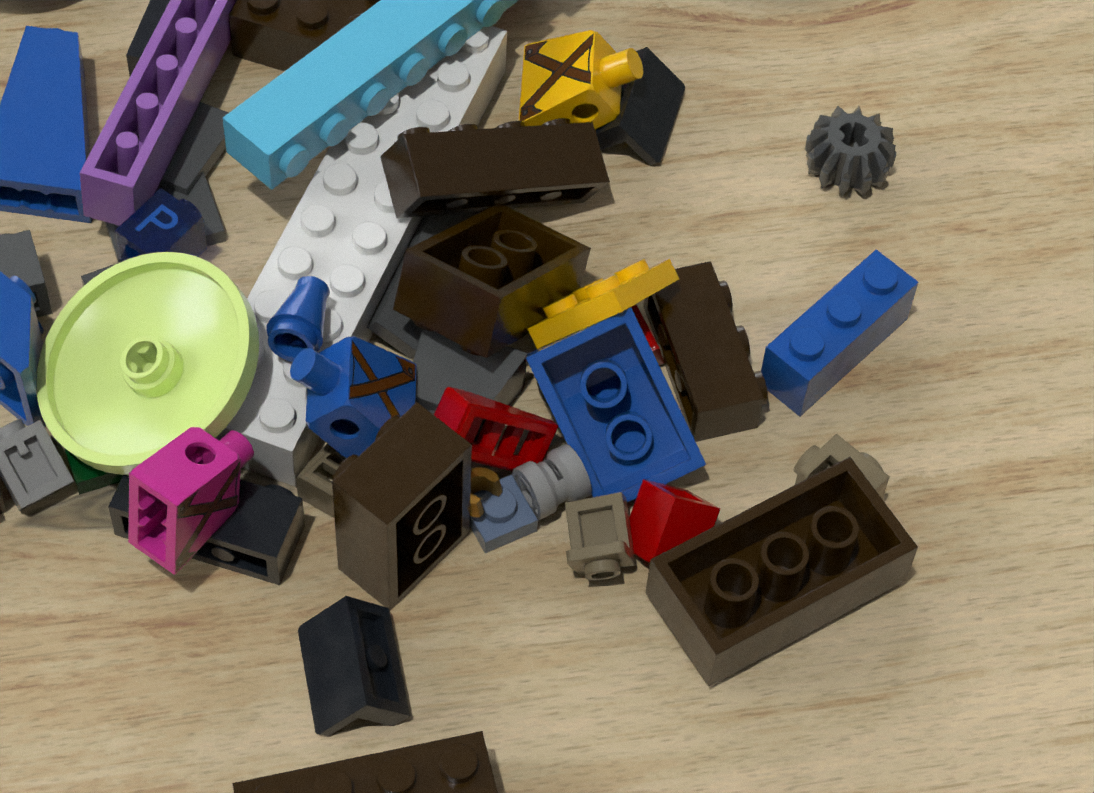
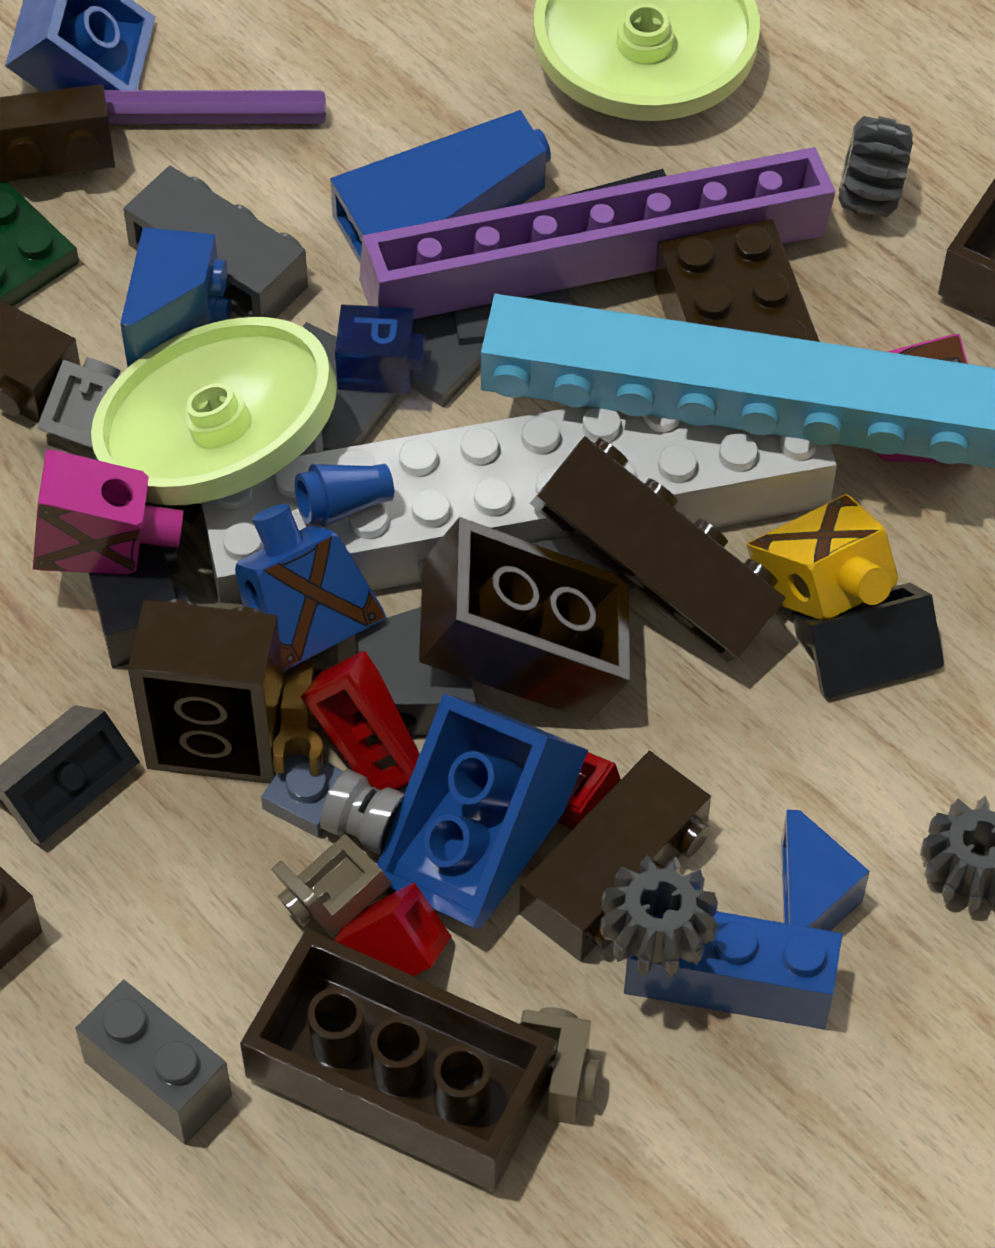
camera: 60 degrees right, 0 degrees up
(601, 300) = (574, 723): yellow plate -> none
(667, 733) = (154, 1061): none -> dark grey brick
(802, 249) = (818, 875): none -> blue slope
(810, 332) = (632, 911): none -> dark grey gear

